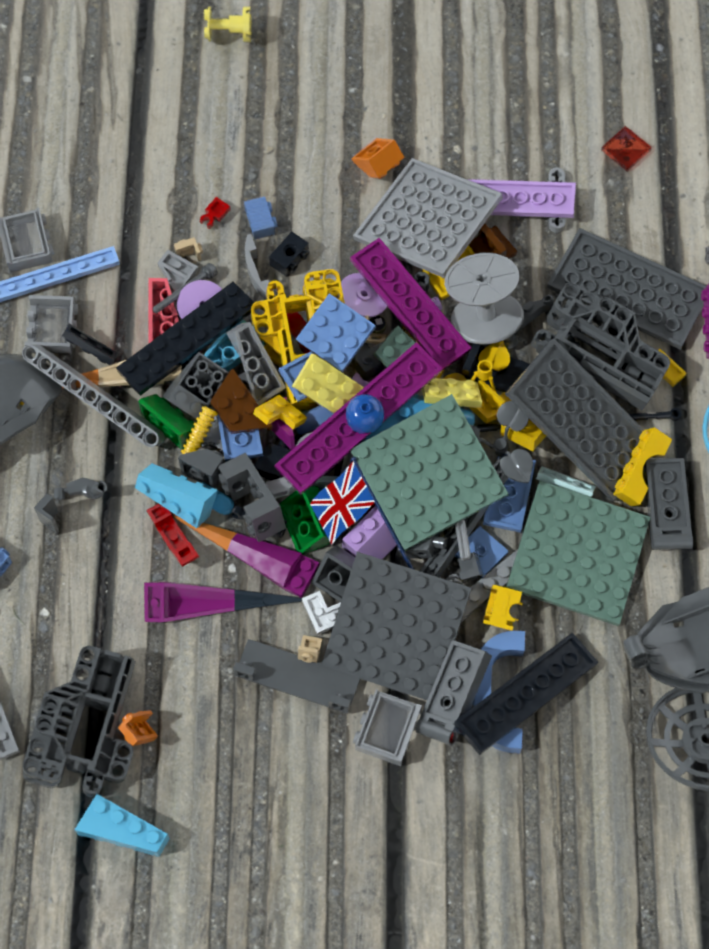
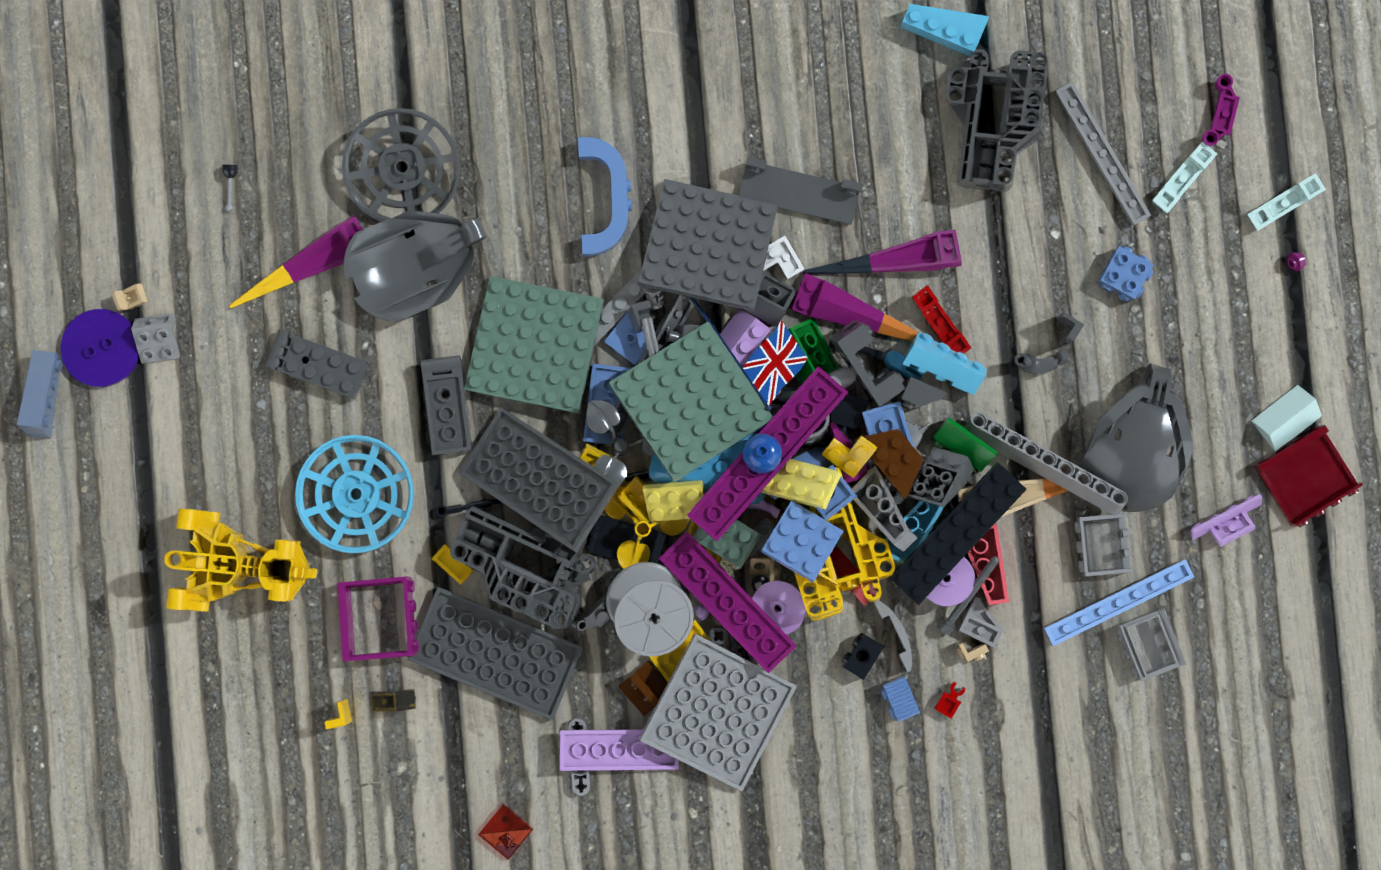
camera: 175 degrees right, 20 degrees up
(89, 344) = (1059, 521): black plate -> none
(136, 729) = (944, 118): orange bracket -> none
(200, 430) = (930, 428): yellow piece -> none
(309, 649) = (790, 218): tan bracket -> none
(378, 157) = (779, 788): orange slope -> none
(387, 727) = (707, 149): window -> none
(455, 685) = (644, 193): dark grey hinge -> none
(498, 607) = (607, 275): yellow piece -> none
(525, 693) = (577, 191): black plate -> none
(564, 481) = (551, 420): light aqua plate -> none
(631, 486) = (467, 463): yellow arch -> none

